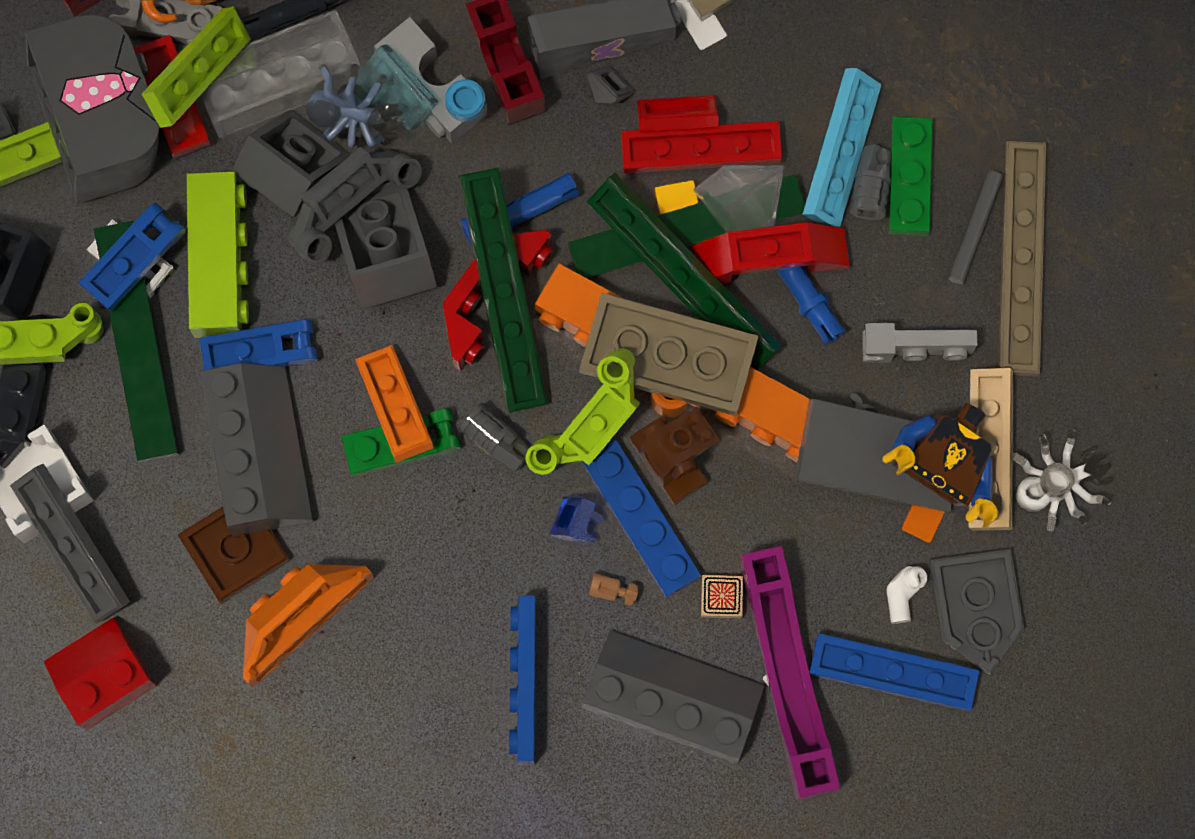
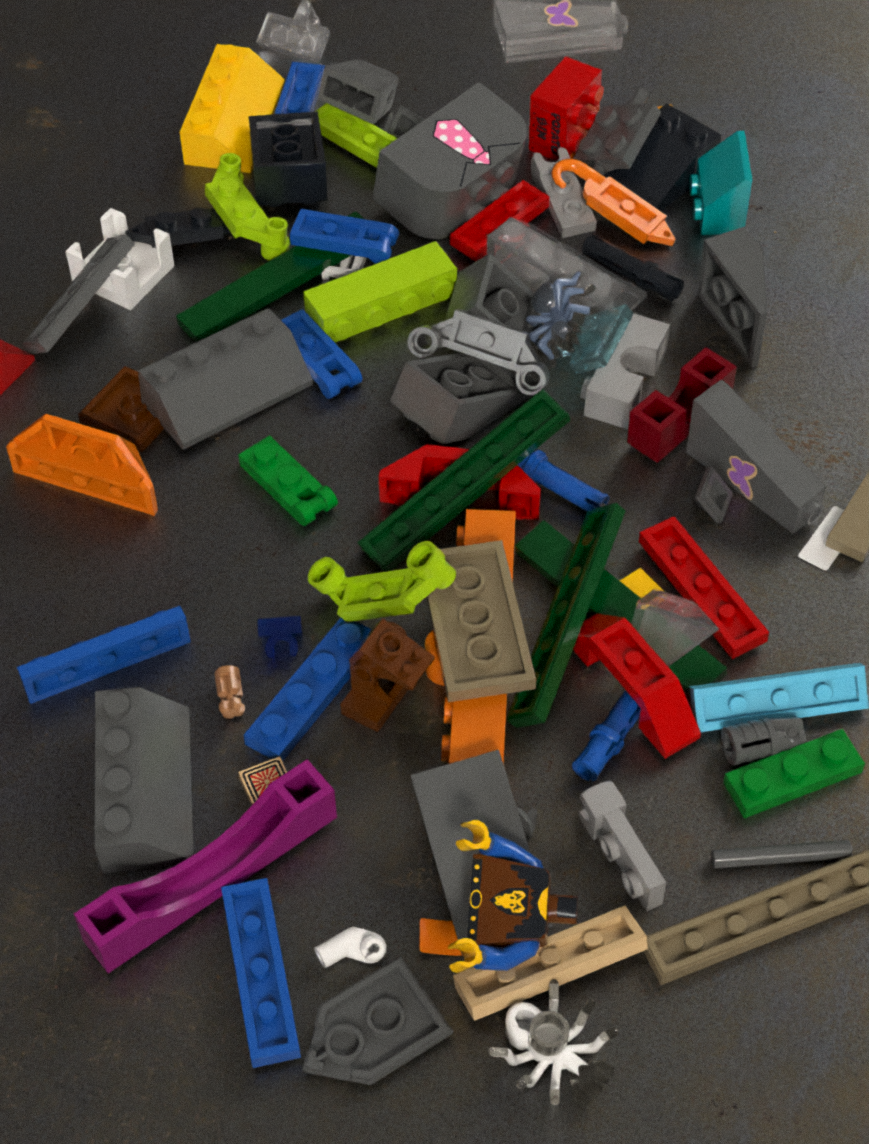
camera: 65 degrees right, 25 degrees down
(196, 67) = (526, 202): lime plate -> none
(394, 403) = (316, 455): orange tile -> none
(465, 100) = (620, 385): dark azure tile -> none
(495, 437) = (330, 534): dark grey hinge -> none
(677, 113) = (721, 553): red tile -> none

